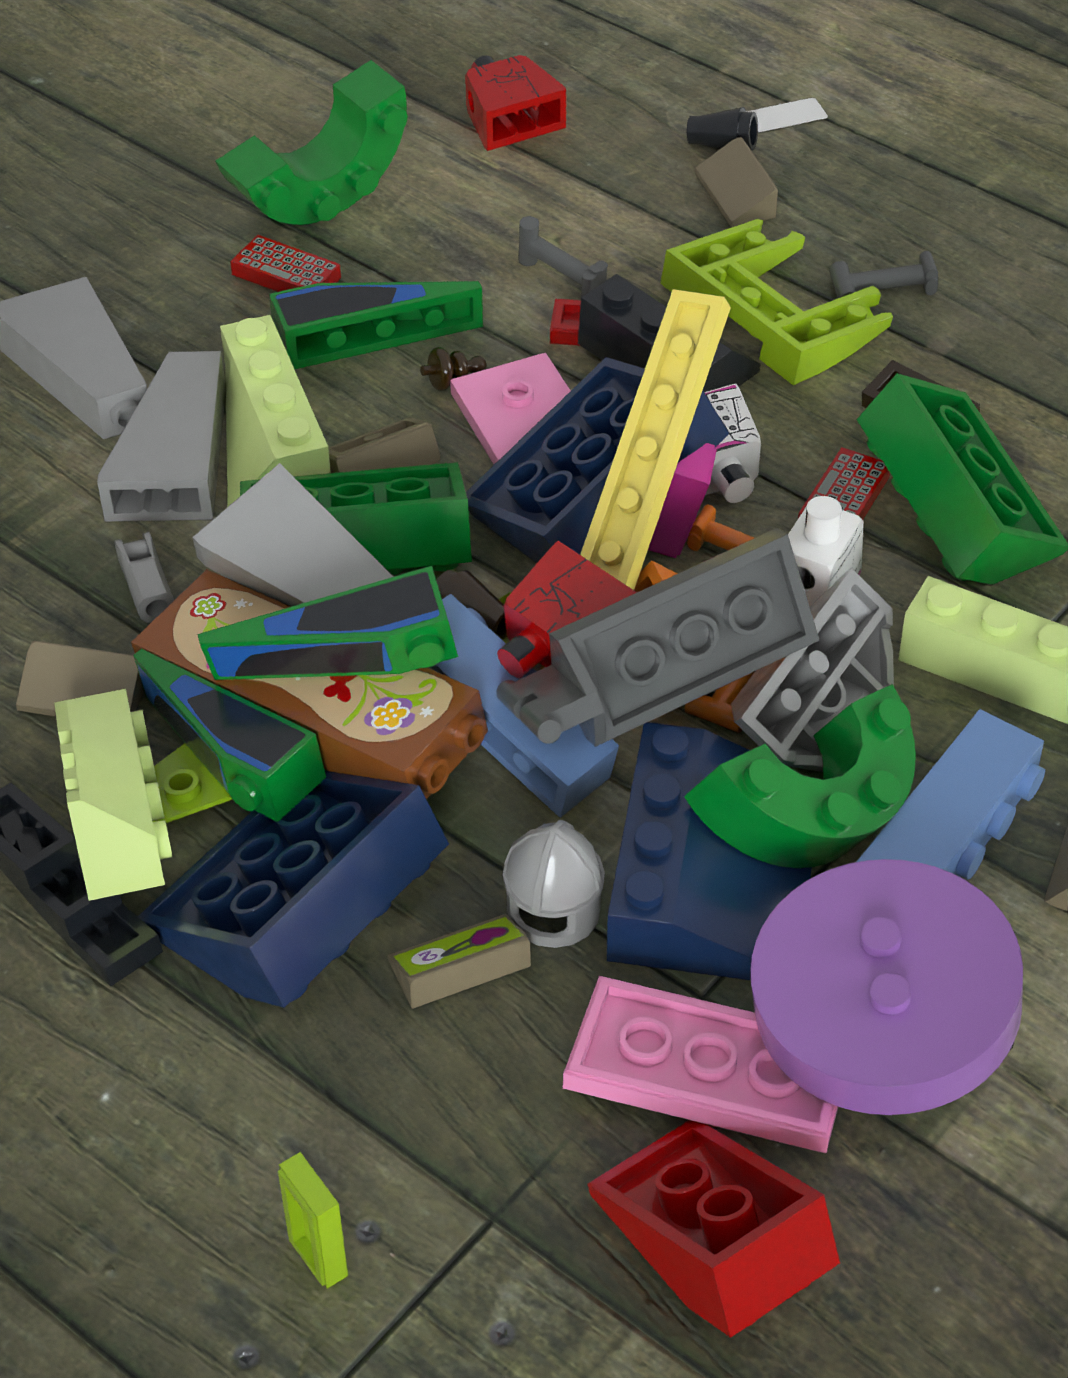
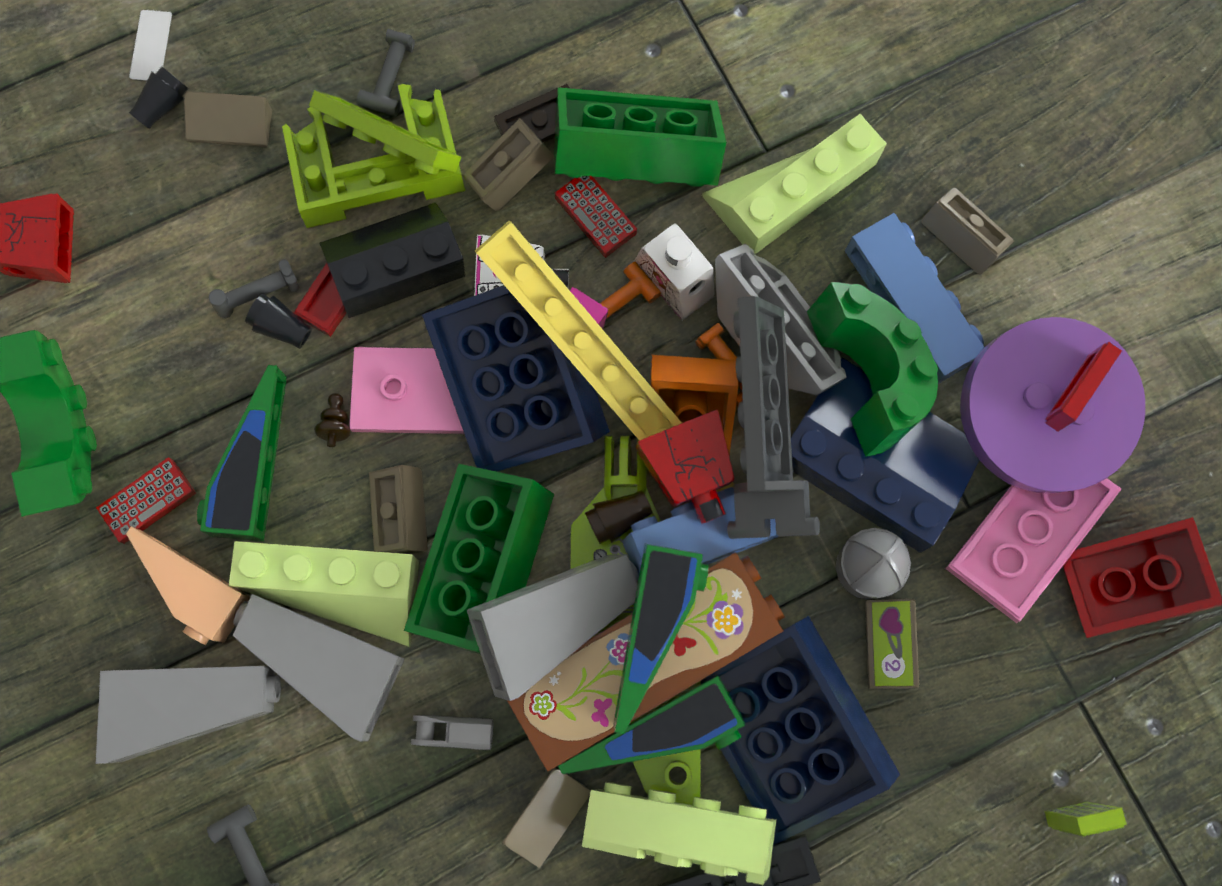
camera: 70 degrees left, 30 degrees up
(196, 315) = (189, 590): none -> light nougat slope
(537, 285) = (275, 320): none -> black cone
(800, 277) = (396, 140): none -> lime plate
(833, 393) = (508, 165): none -> dark tan slope
(914, 951) = (1082, 386): none -> red tile

